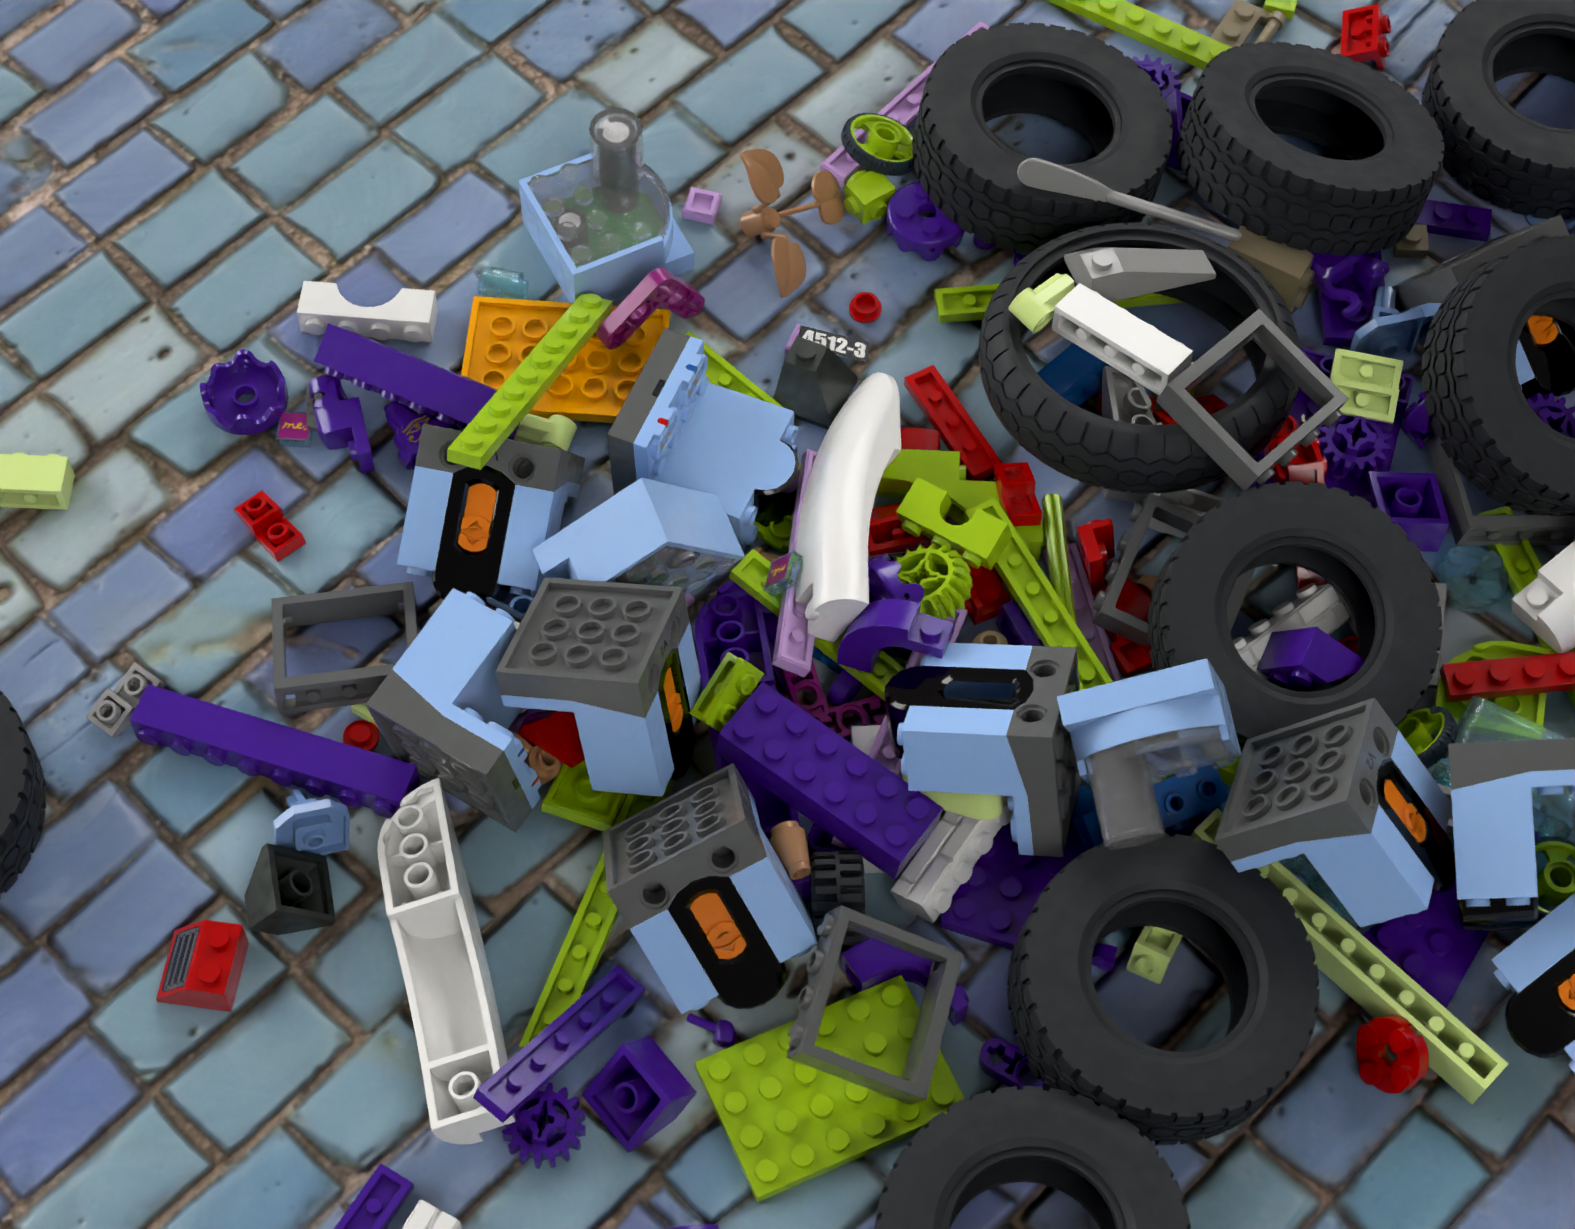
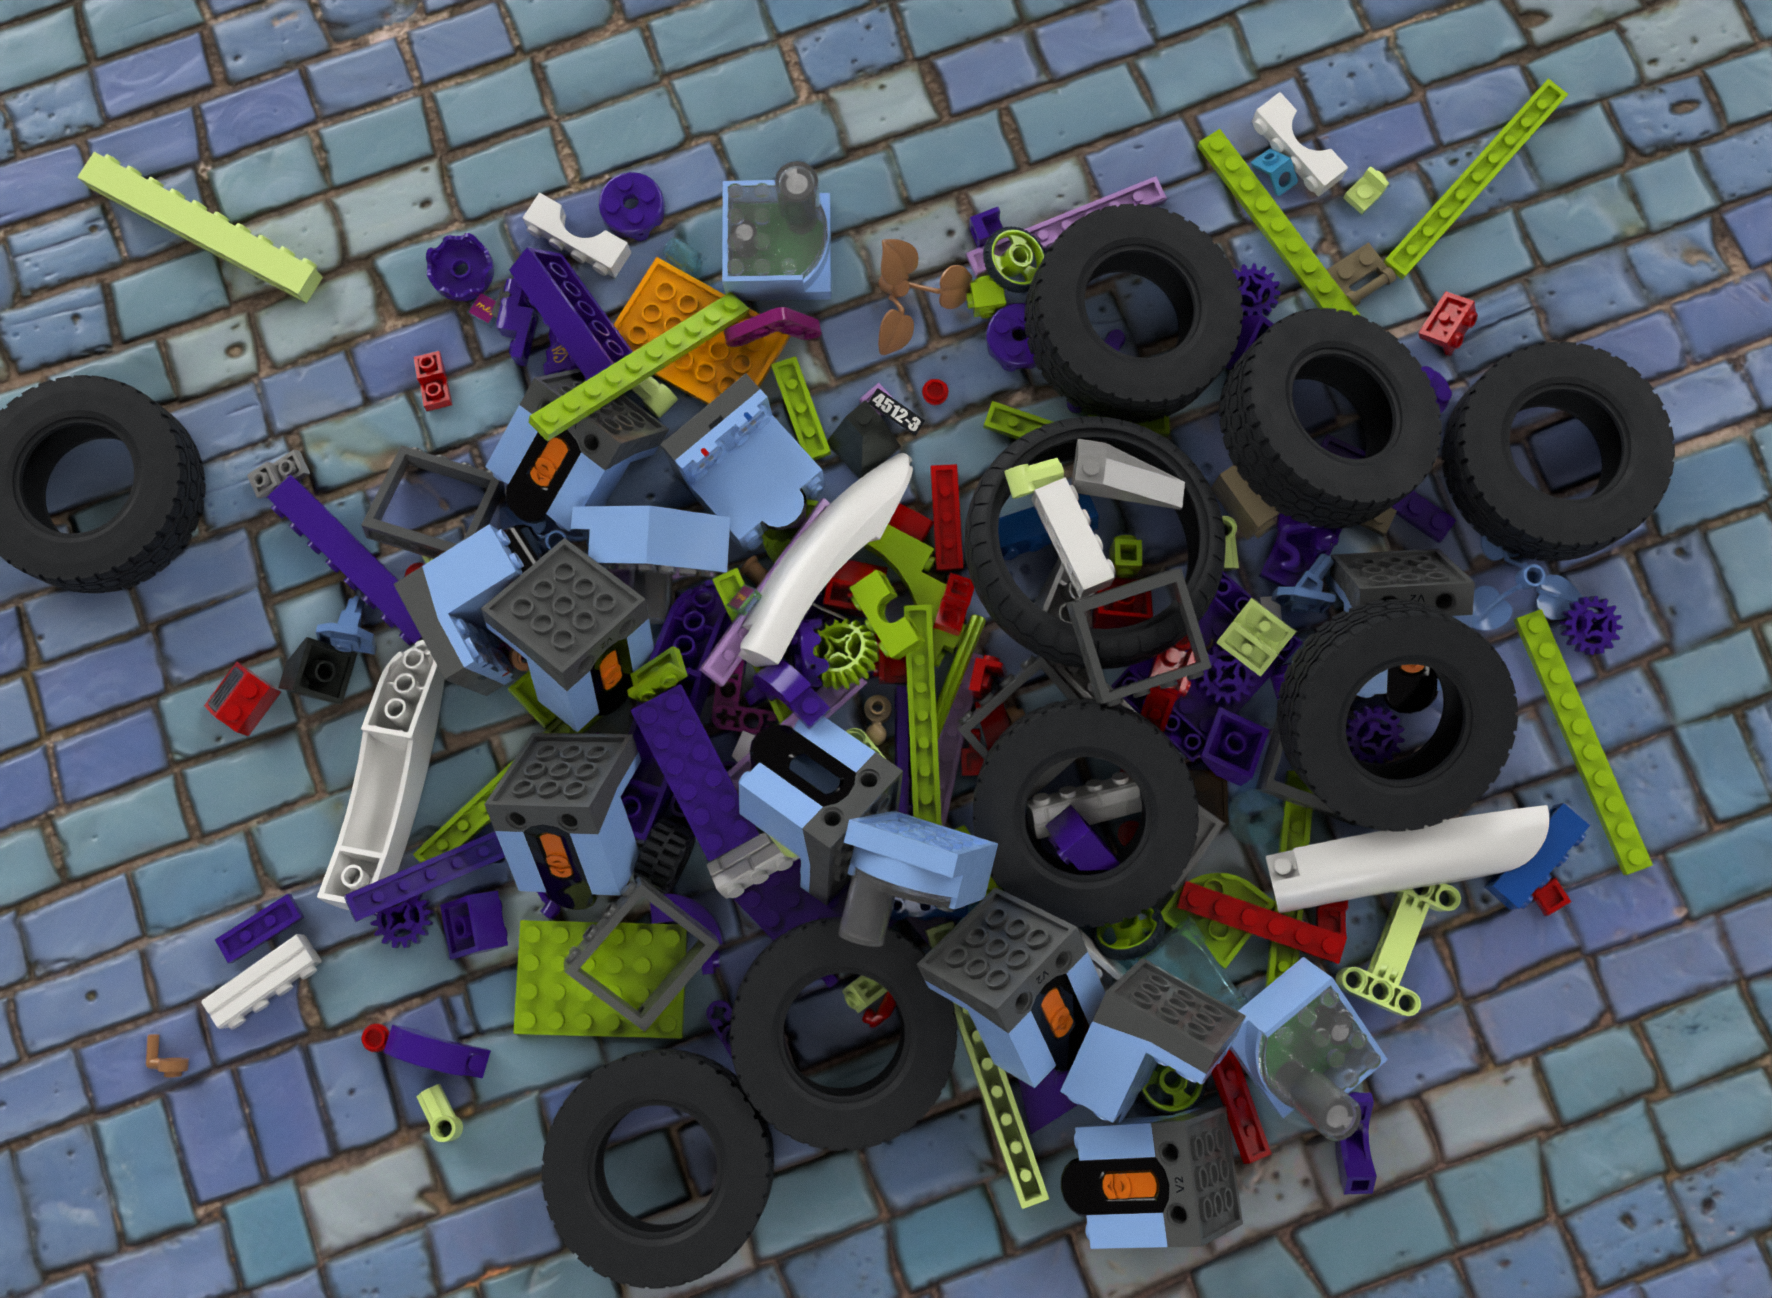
camera: 30 degrees right, 20 degrees up
(429, 271) = (634, 222): none -> dark purple plate
(702, 205) = (862, 249): lavender tile -> none
(791, 848) = (643, 814): medium nougat cone -> none
(825, 132) = (984, 225): none -> dark purple panel
(1059, 179) = (1105, 370): light grey piece -> none
(1190, 957) = (884, 1012): none -> red arm
(1373, 1057) = (977, 1148): red plate -> none

